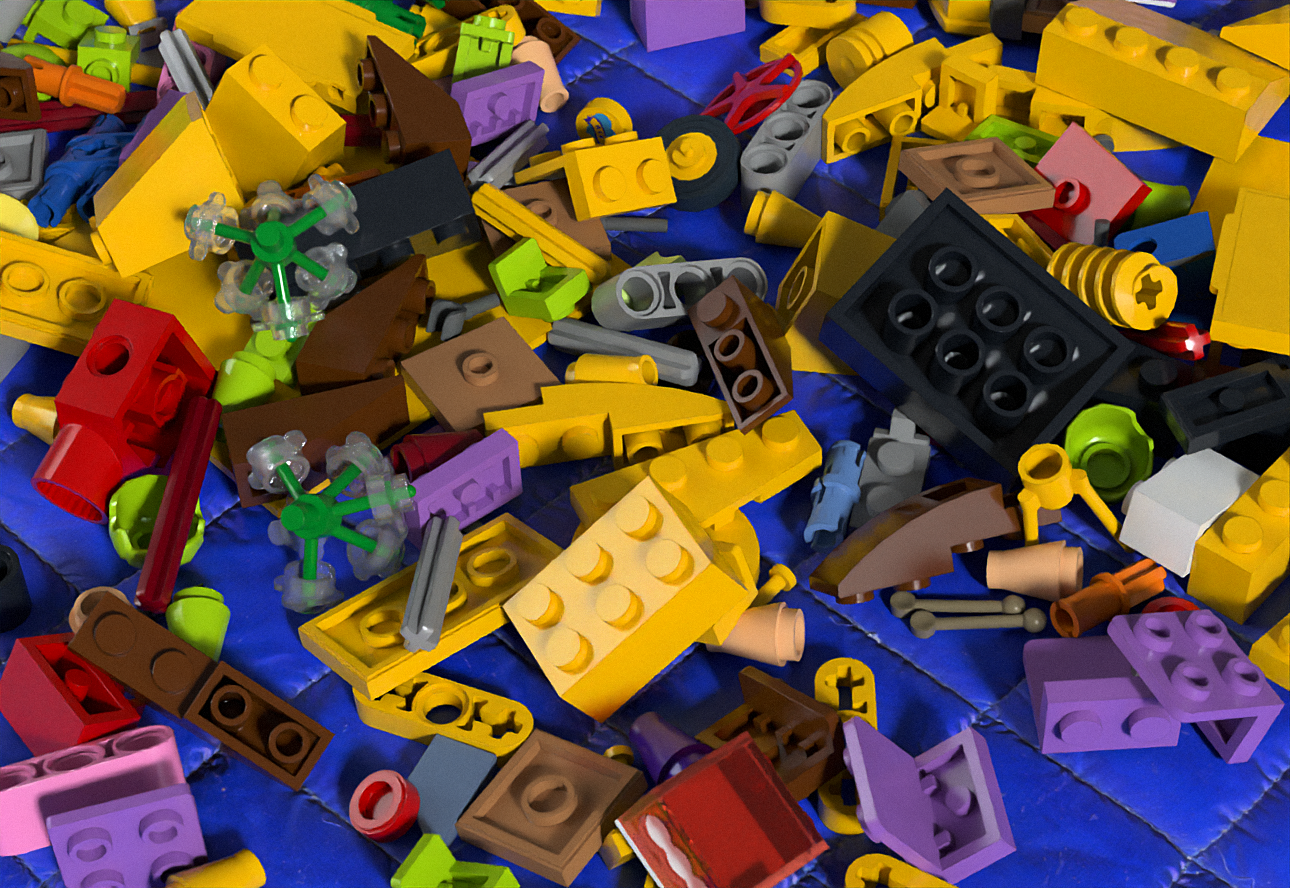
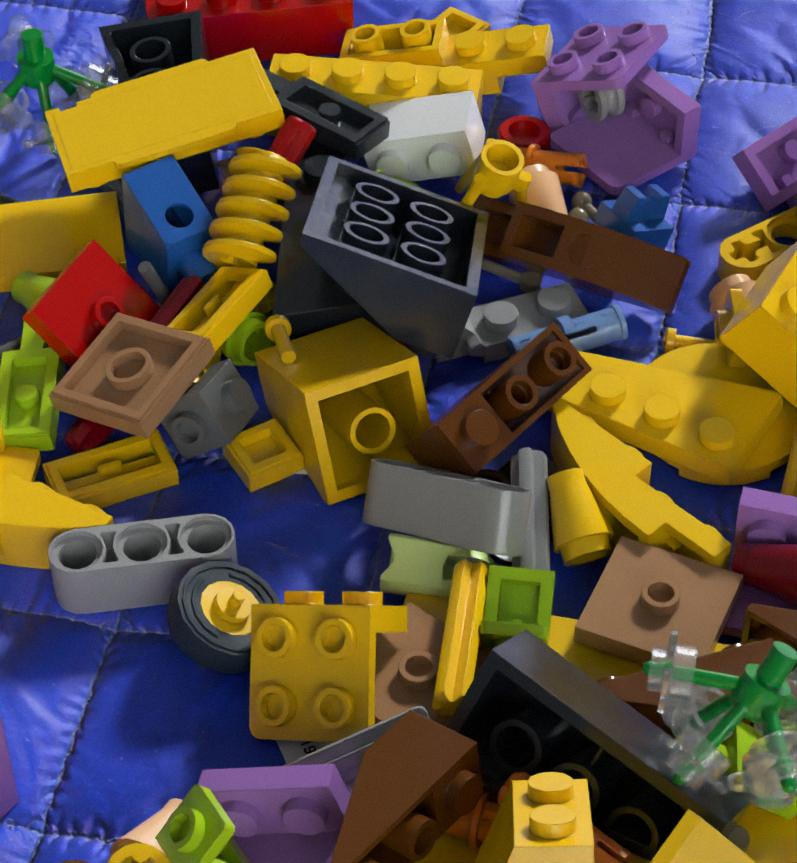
camera: 125 degrees left, 0 degrees up
(450, 316) = (607, 660): dark grey hand -> none
(602, 119) = (208, 731): yellow tile -> none
(753, 99) = (92, 617): red wheel -> none
(780, 221) = (258, 520): yellow cone -> none
(959, 627) = (638, 214): none -> blue tile

